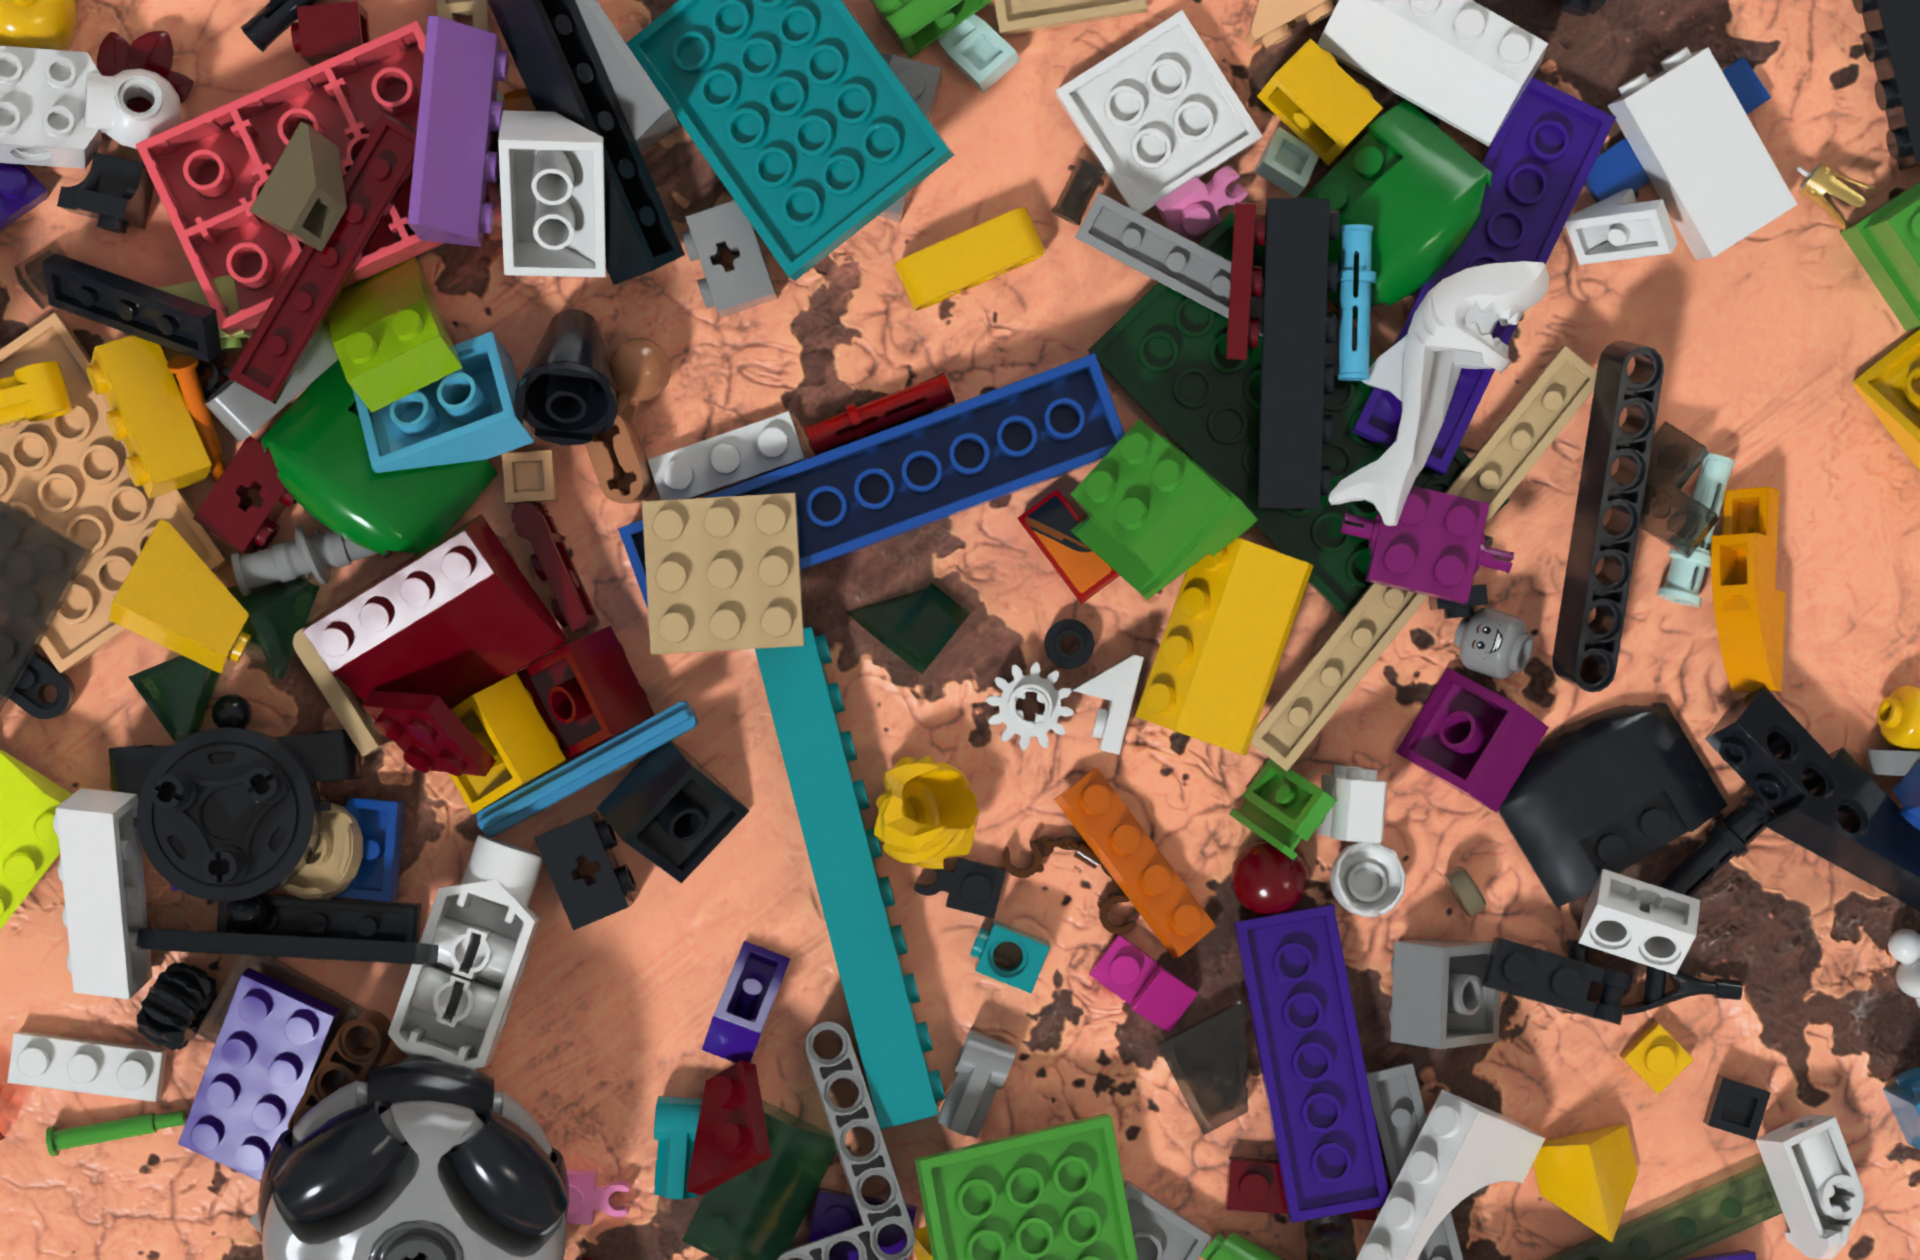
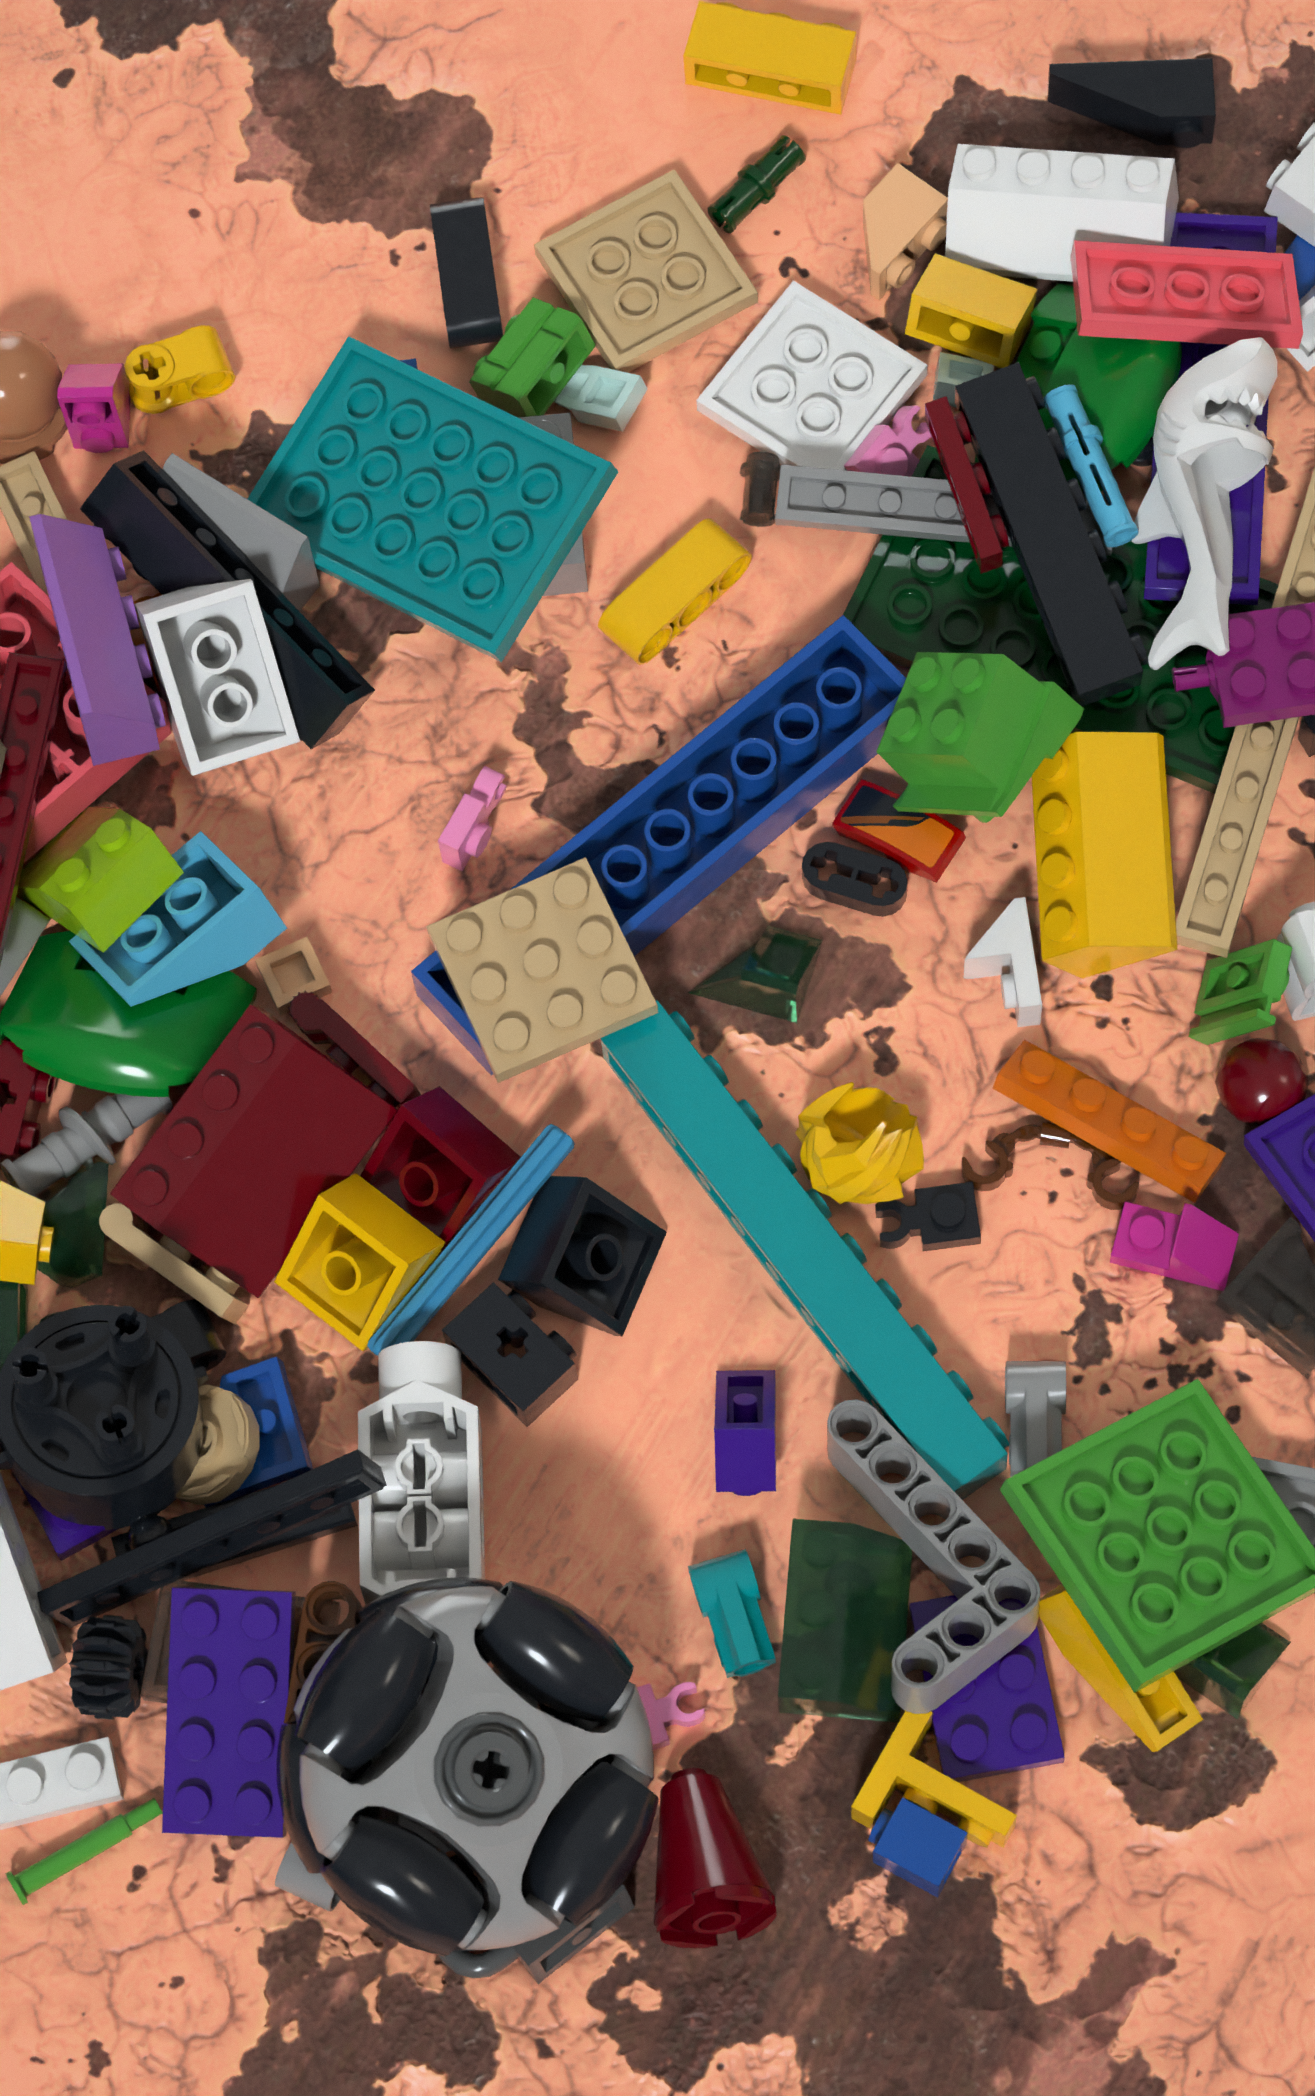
camera: 10 degrees left, 20 degrees down
(428, 733) = (285, 1256): dark red plate -> none
(568, 382) = (305, 851): black cone -> none
(639, 374) = (371, 826): nougat beam -> none
(717, 407) = (469, 826): none -> bright pink plate
(727, 458) = (497, 870): white plate -> none
(729, 1129) = (781, 1551): dark red wing -> none
(750, 280) = (415, 654): light grey brick -> none
(879, 414) = (638, 770): red pin -> none
(1014, 717) = (942, 990): white gear -> none
(1025, 563) = (851, 891): none -> black beam
(1026, 971) = (1032, 1247): teal brick -> none
(1053, 638) = (940, 943): black plate -> none
(1503, 175) = (1185, 294): none -> coral plate

